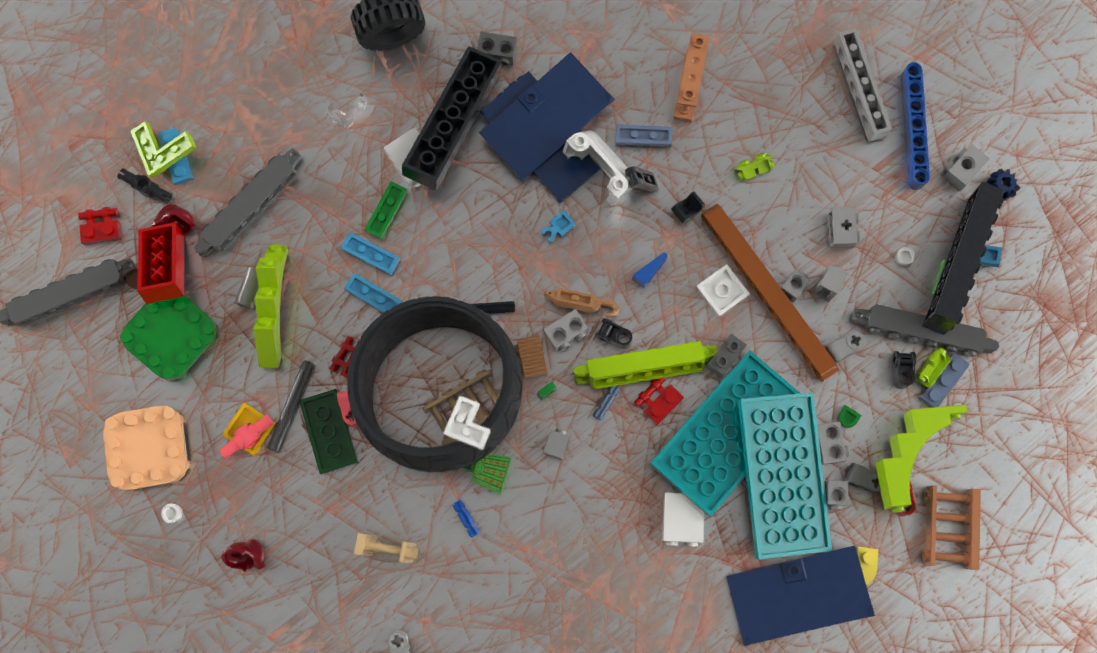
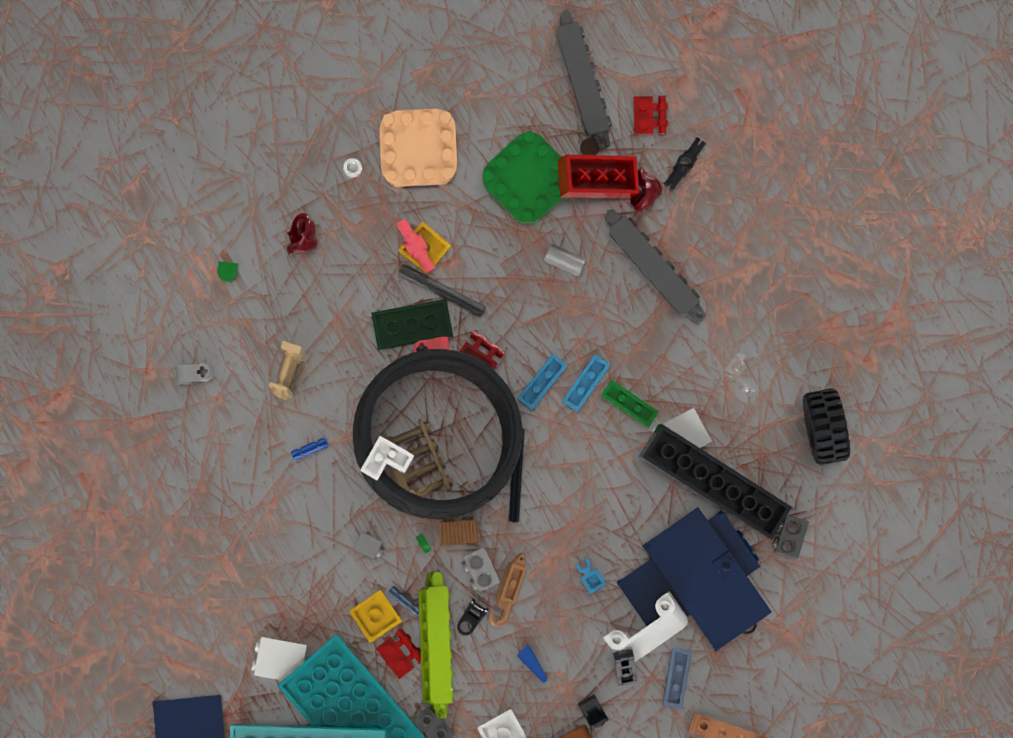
camera: 95 degrees right, 5 degrees up
(157, 159) = (710, 175): lime plate -> none
(180, 170) = (714, 195): dark azure plate -> none
(267, 303) = (544, 278): lime arch -> none
(290, 630) = (227, 271): none -> green tile
(490, 472) = (349, 479): bright green torso -> none
(625, 429) = (375, 616): none -> yellow tile

